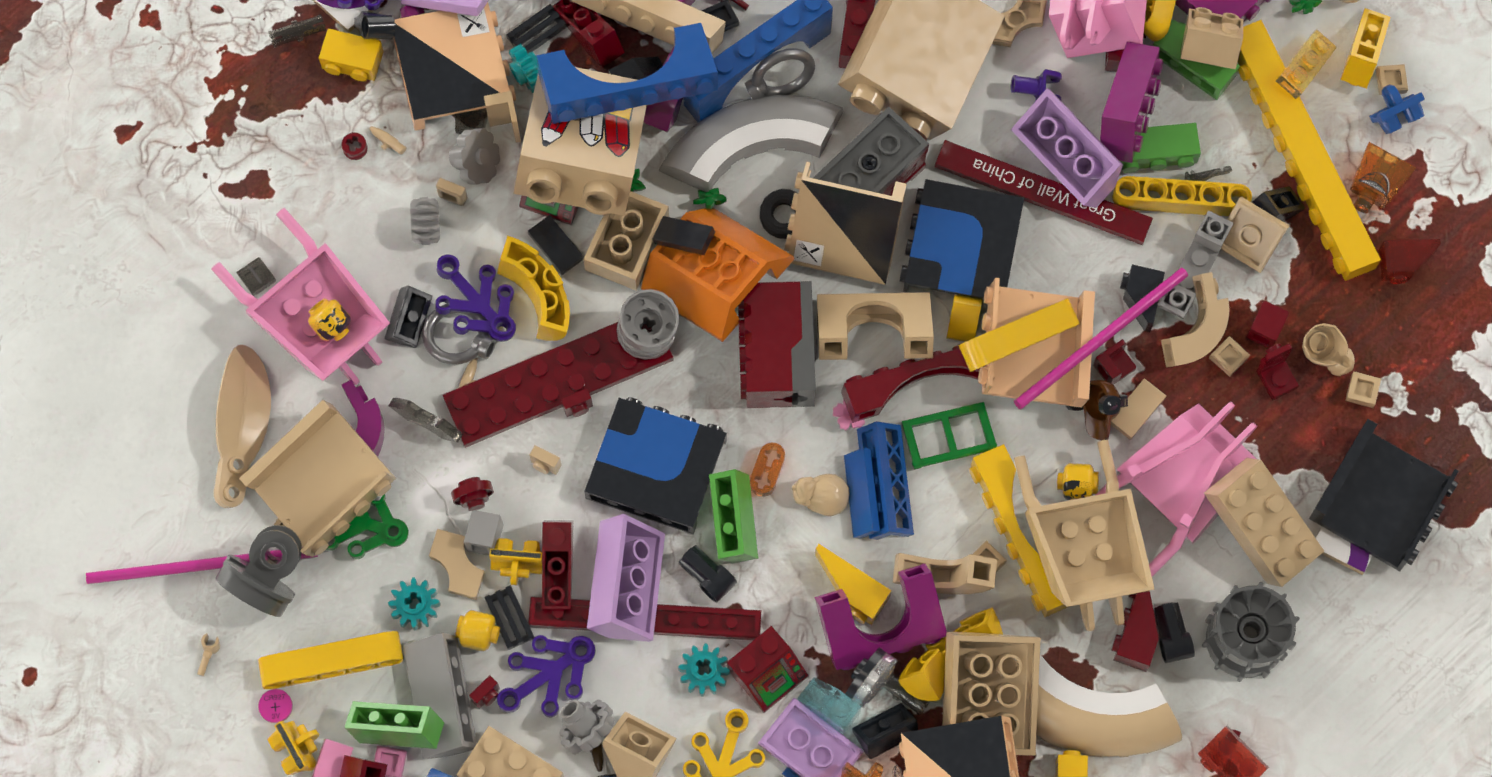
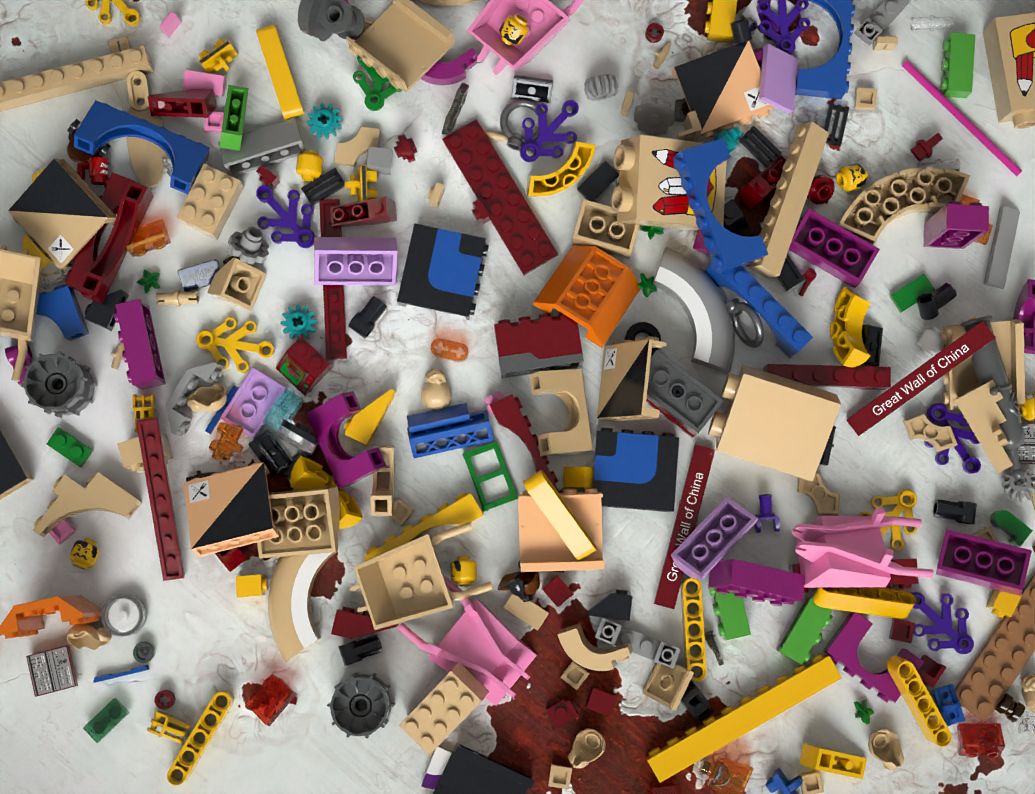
camera: 80 degrees right, 10 degrees up
(275, 705) = (246, 41): dark pink piece -> none
(655, 311) = (544, 239): light grey wheel -> none
(683, 235) = (608, 266): black tile -> none
(733, 516) = (408, 329): bright green brick -> none
(1100, 338) = (567, 576): dark pink piece -> none
(1212, 38) = (818, 641): tan slope -> none
(1306, 64) = (811, 715): clear yellow plate -> none

